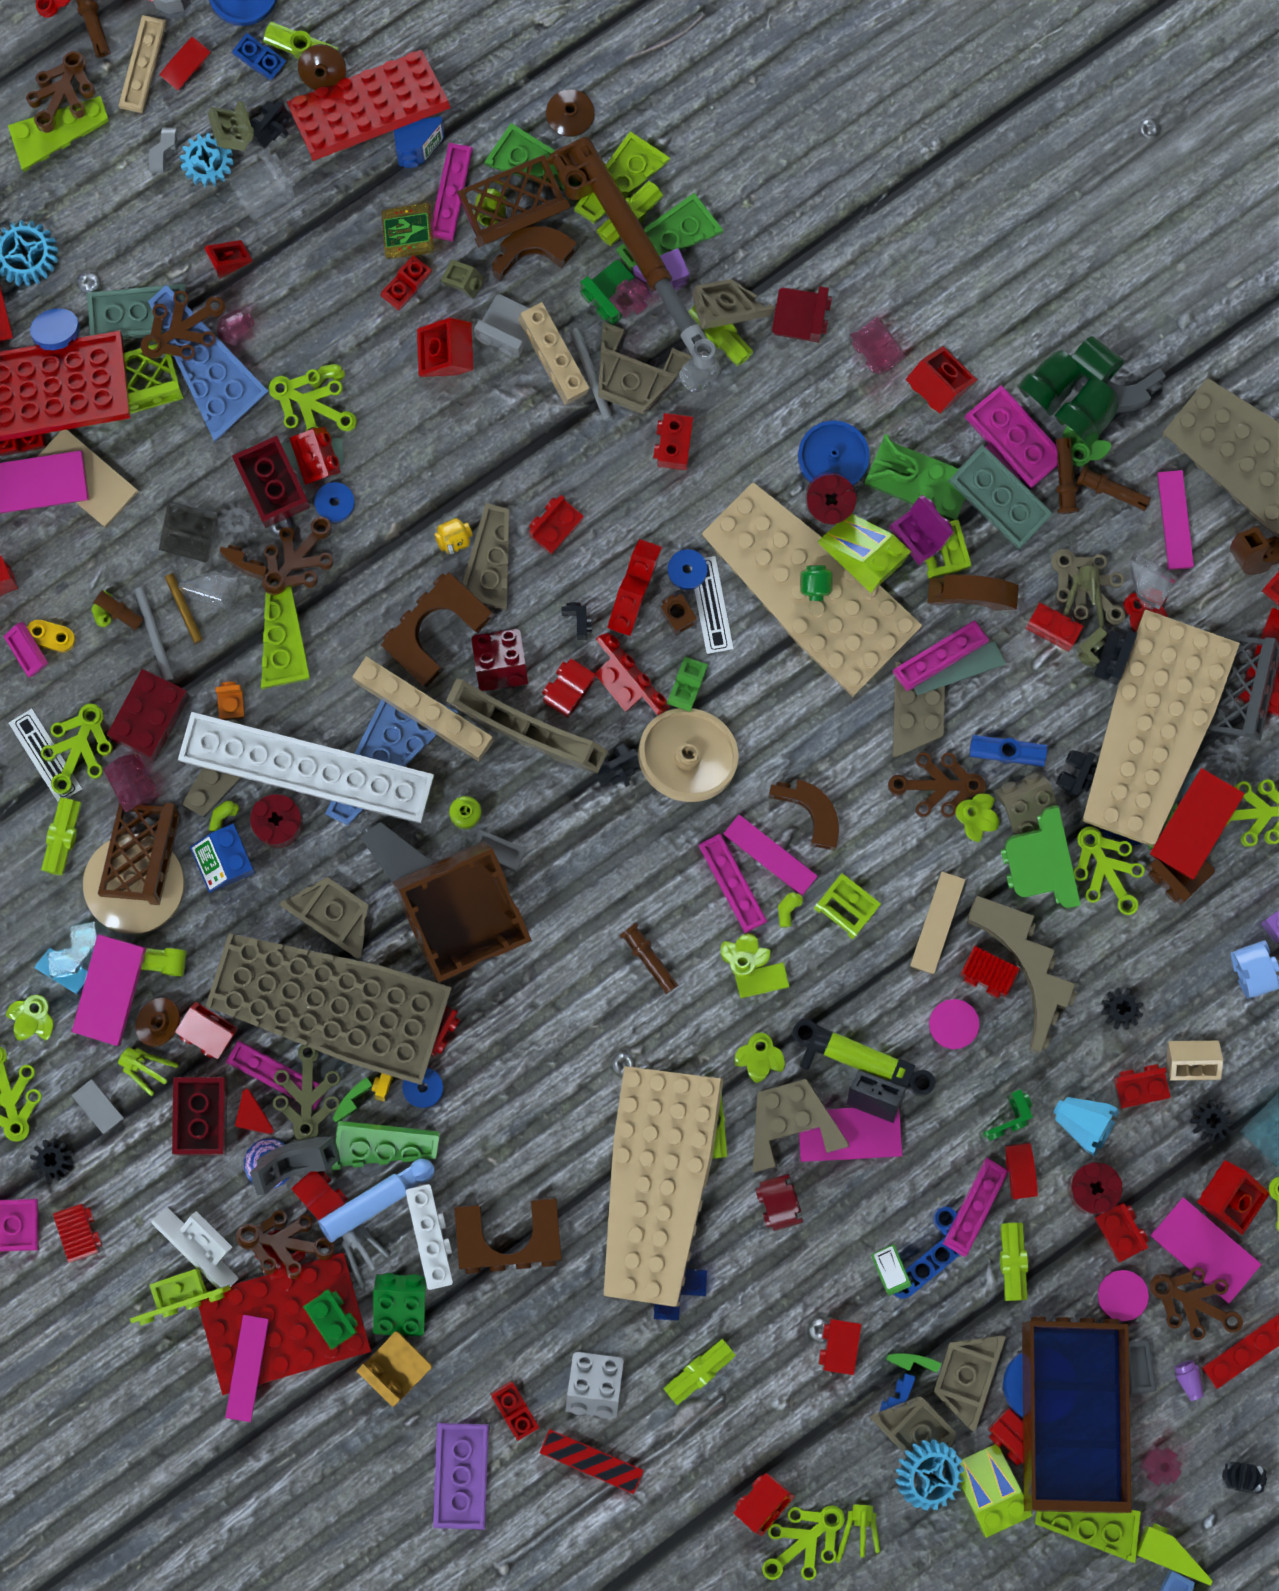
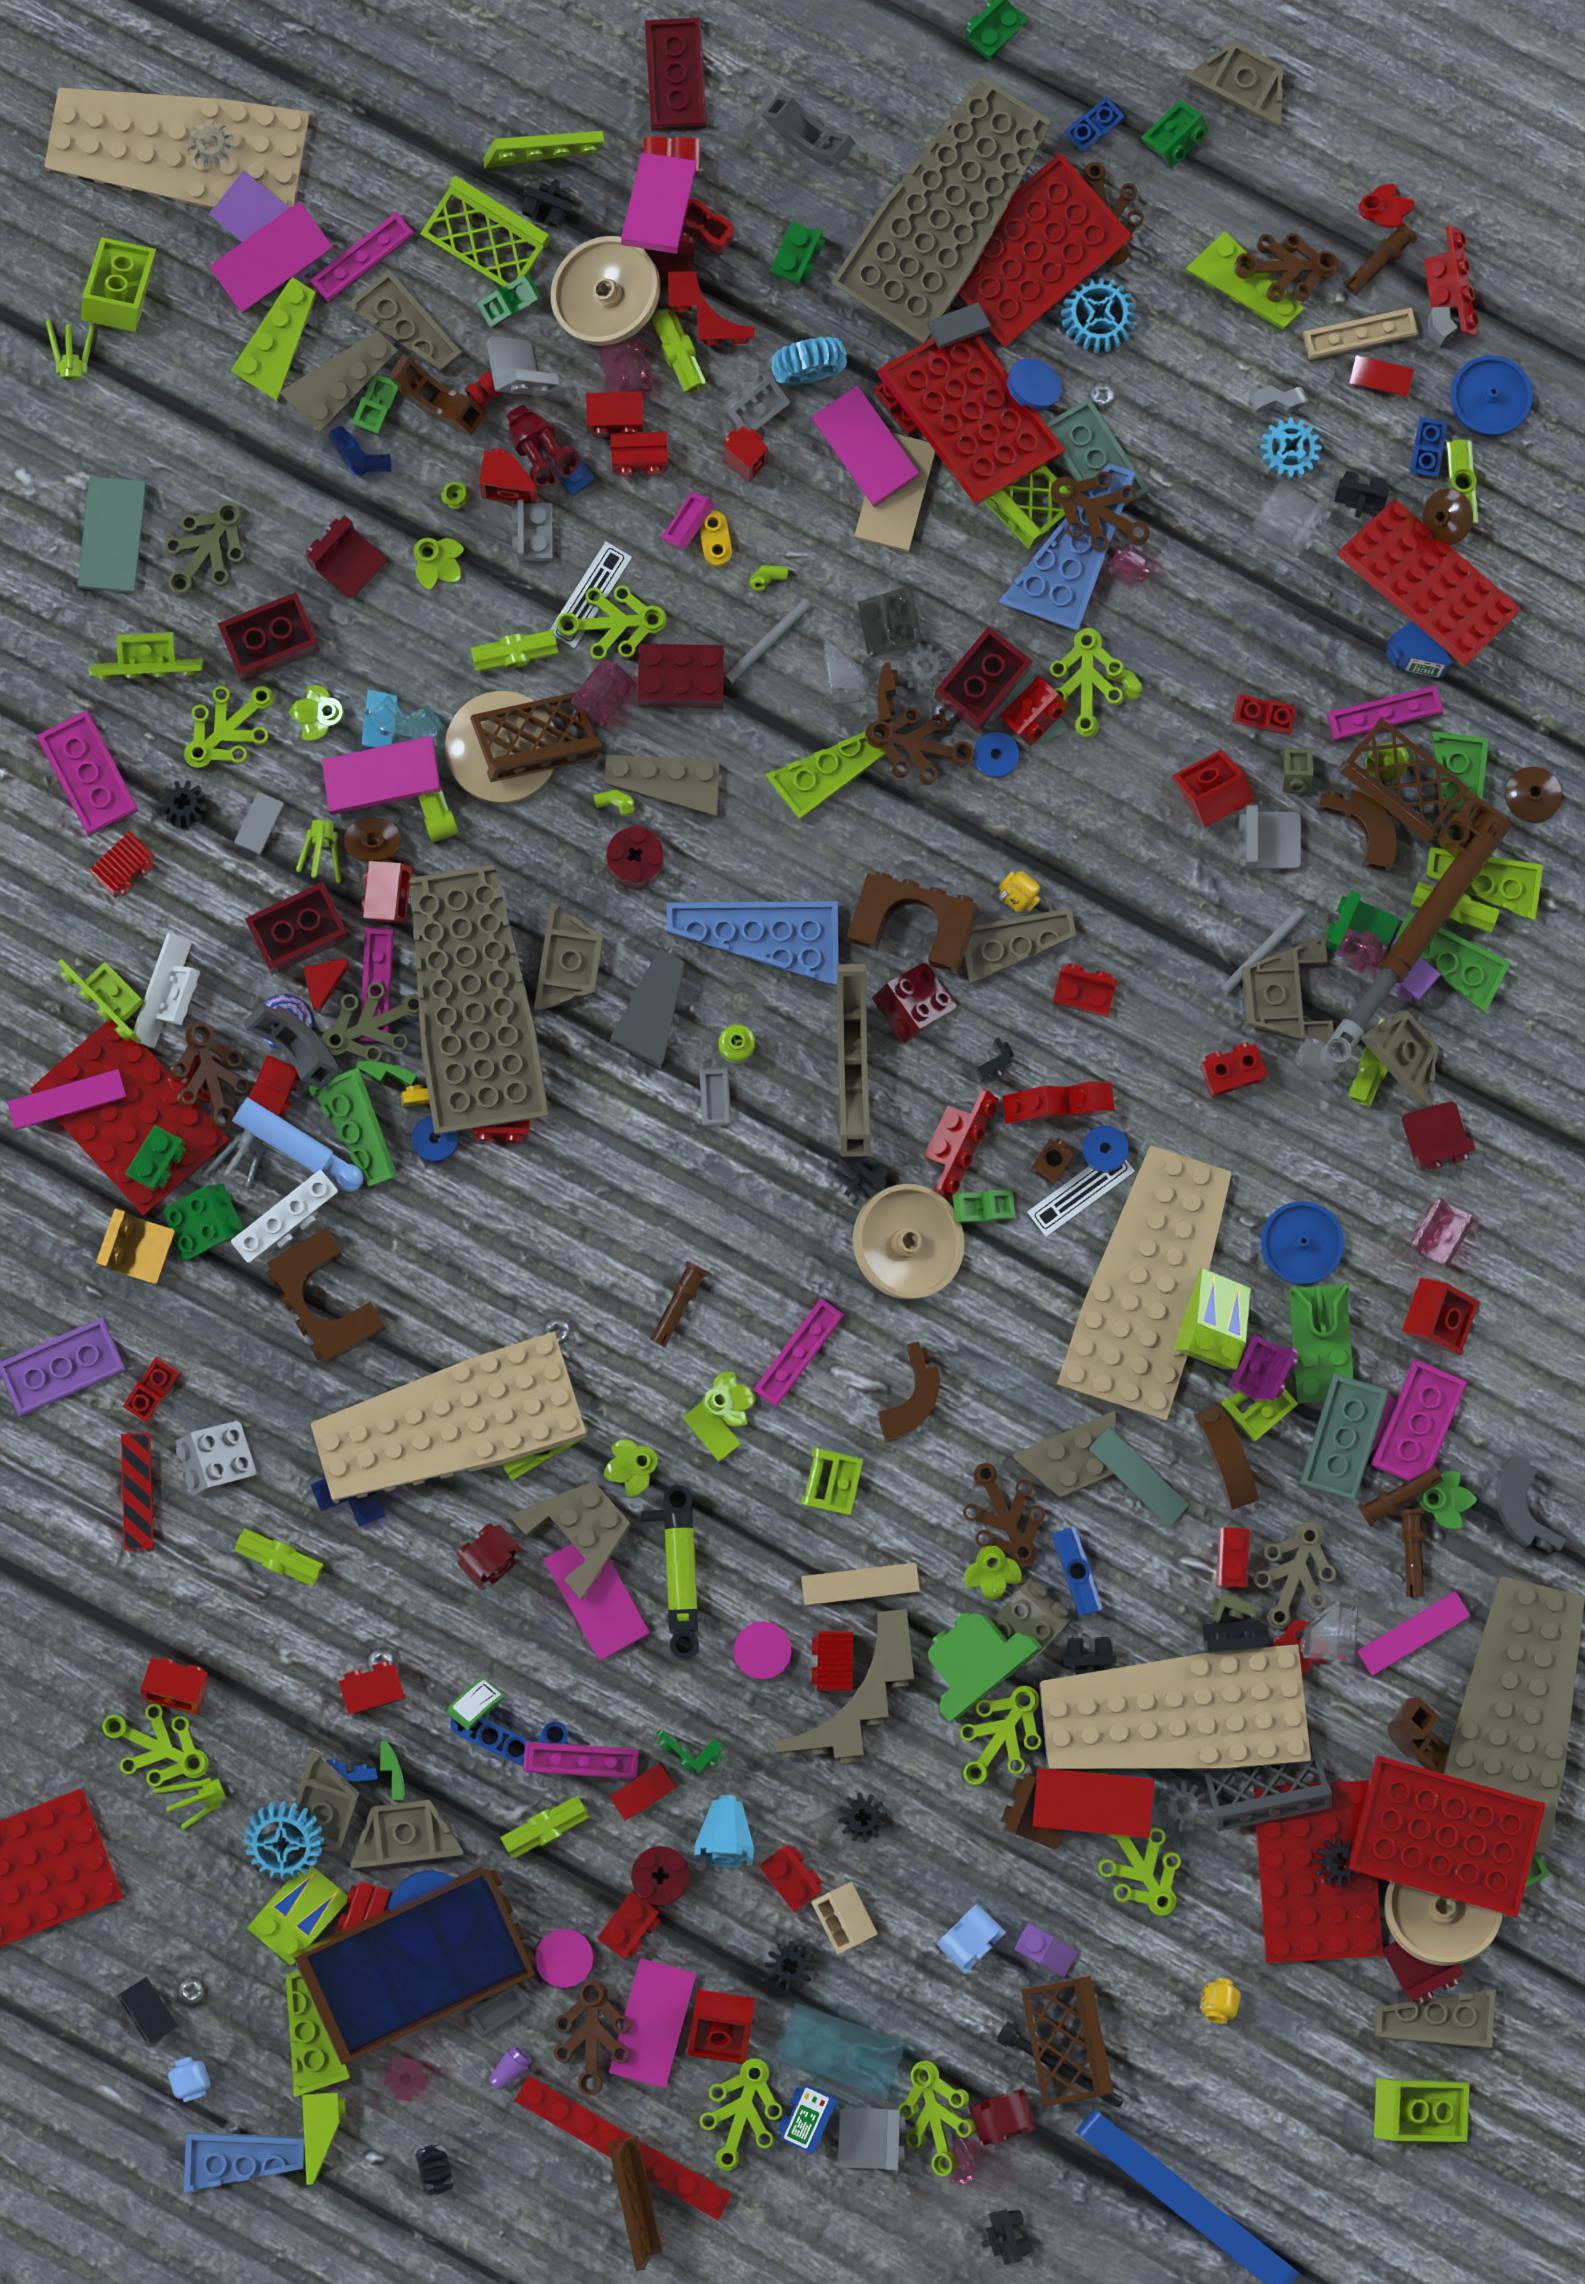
camera: 60 degrees right, 0 degrees up
(118, 610) = (773, 592): reddish brown pin -> none
(183, 608) = (808, 658): pearl gold bar -> none
(222, 858) = (571, 823): blue slope -> none
(227, 257) = (1198, 520): red slope -> none
(230, 701) = (736, 751): orange bracket -> none
(231, 127) = (1336, 455): olive bracket -> none
(306, 767) = (703, 860): white plate -> none
(407, 231) = (1319, 689): tile -> none
(423, 709) = (821, 948): tan brick -> none
(461, 911) = (629, 1086): reddish brown tile -> none
(553, 353) = (1262, 900): tan brick -> none
(568, 688) = (919, 1086): red brick -> none
(770, 855) = (846, 1377): dark pink tile -> none
(785, 908) = (799, 1419): lime arm -> none
(816, 582) = (1154, 1286): green head -> none
(832, 512) = (1265, 1249): dark red brick -> none
(875, 1096) = (646, 1603): black hinge -> none
(940, 656) = (1143, 1454): dark pink tile -> none
(1089, 581) = (1299, 1572): olive plant -> none
(1095, 403) = (1494, 1433): dark green piece -> none

